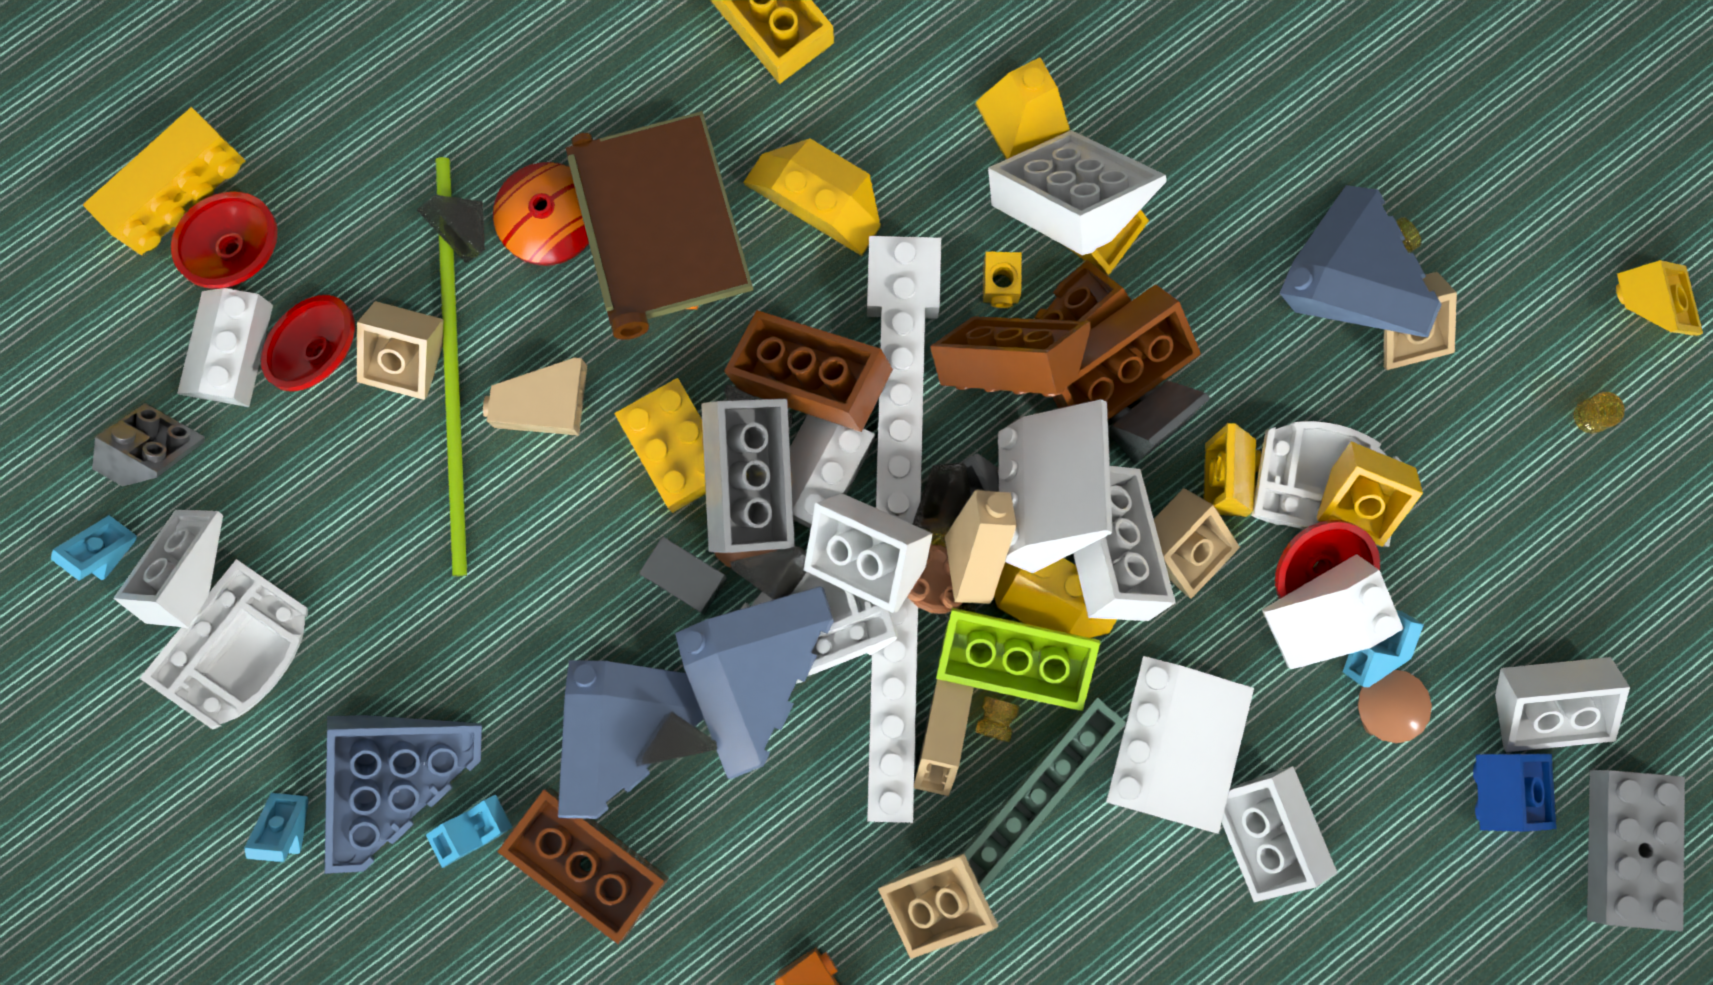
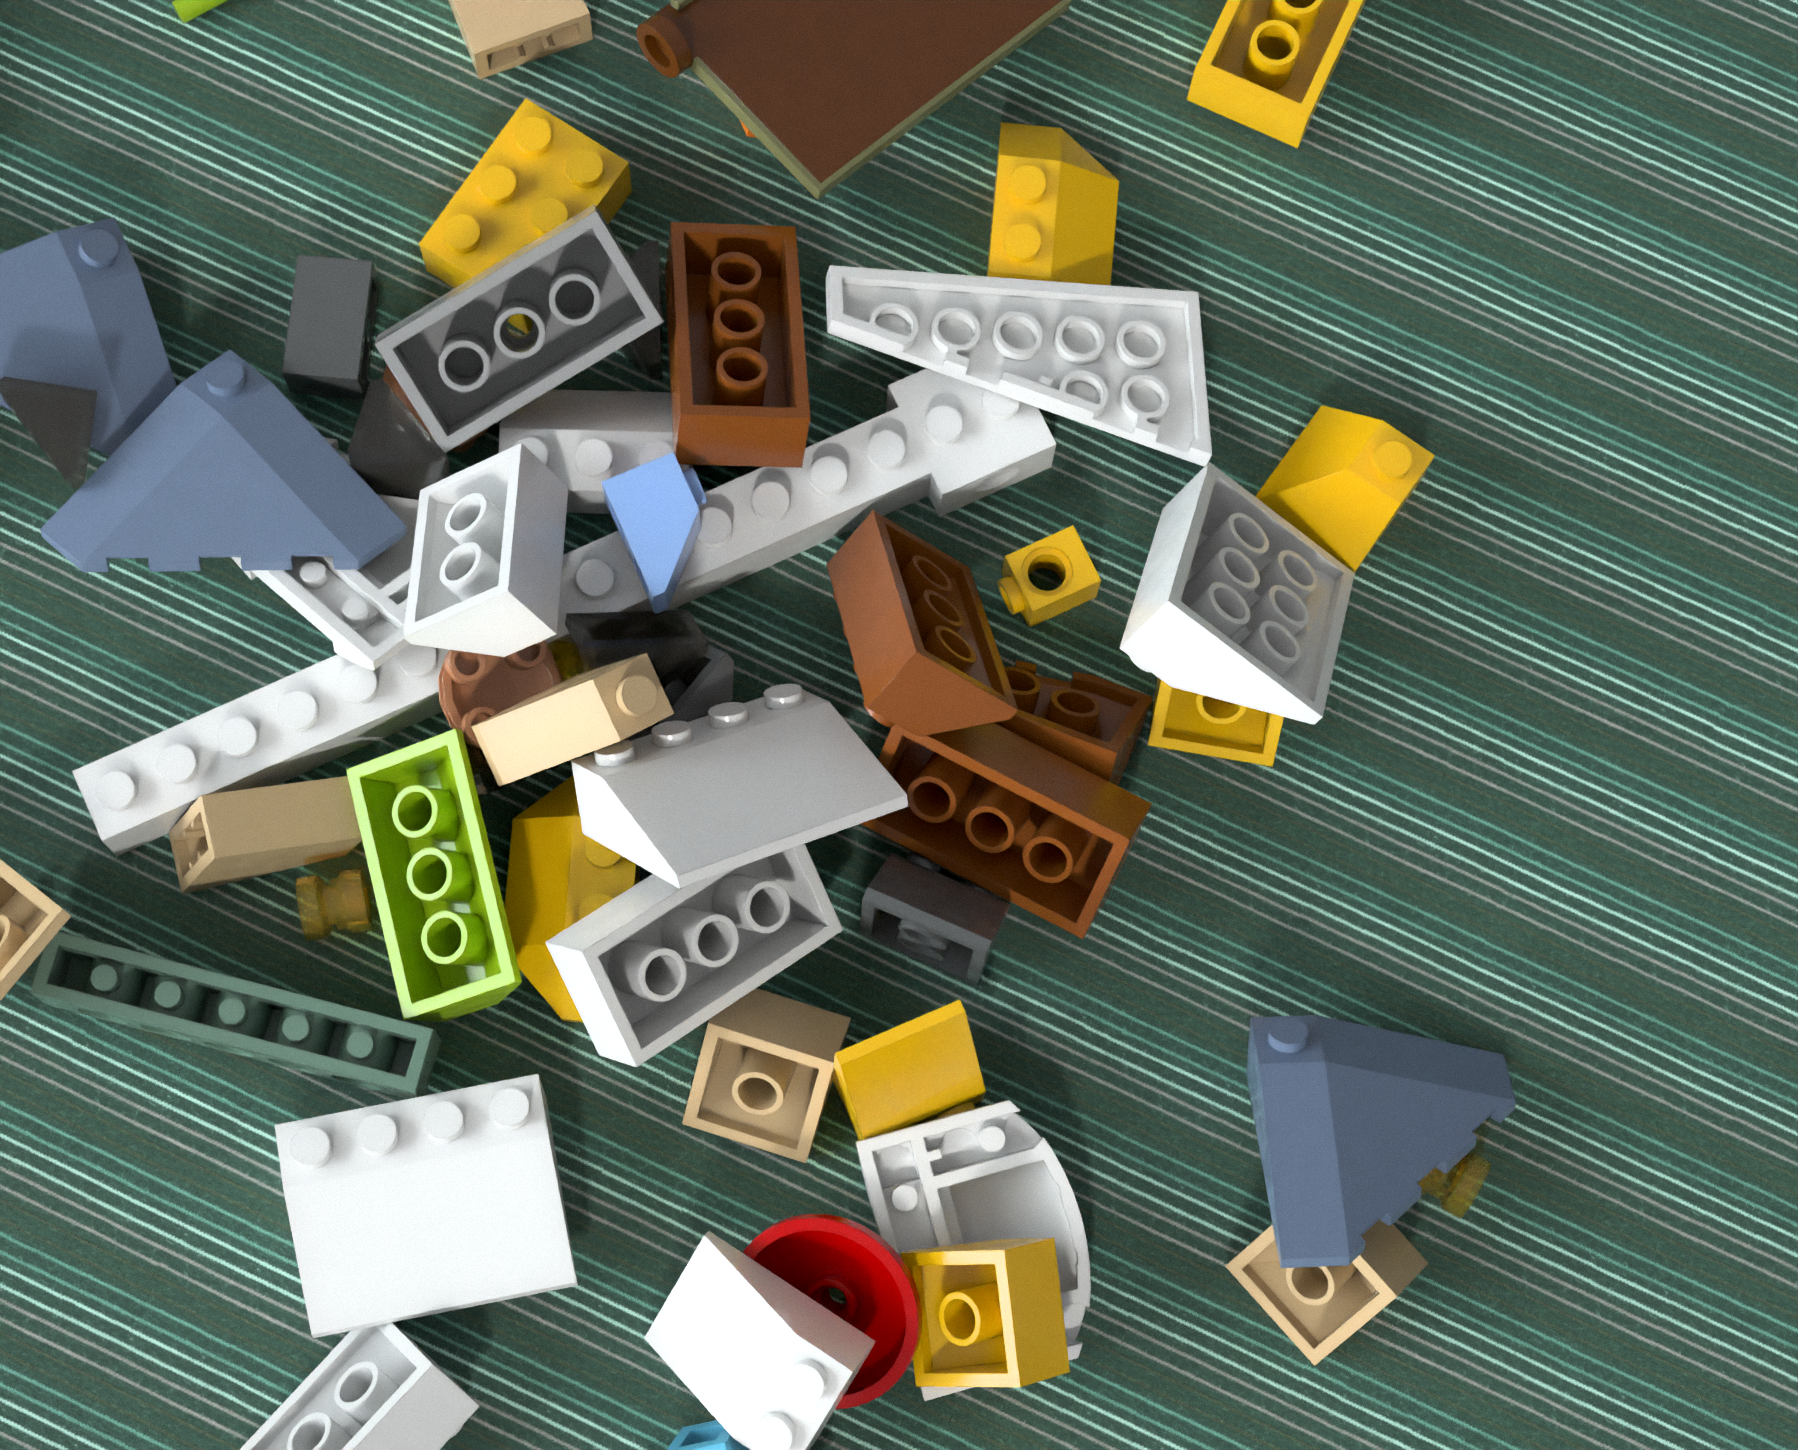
camera: 55 degrees right, 5 degrees down
(891, 455) = (657, 521): none -> light blue slope
(893, 207) = (1074, 349): none -> white wing

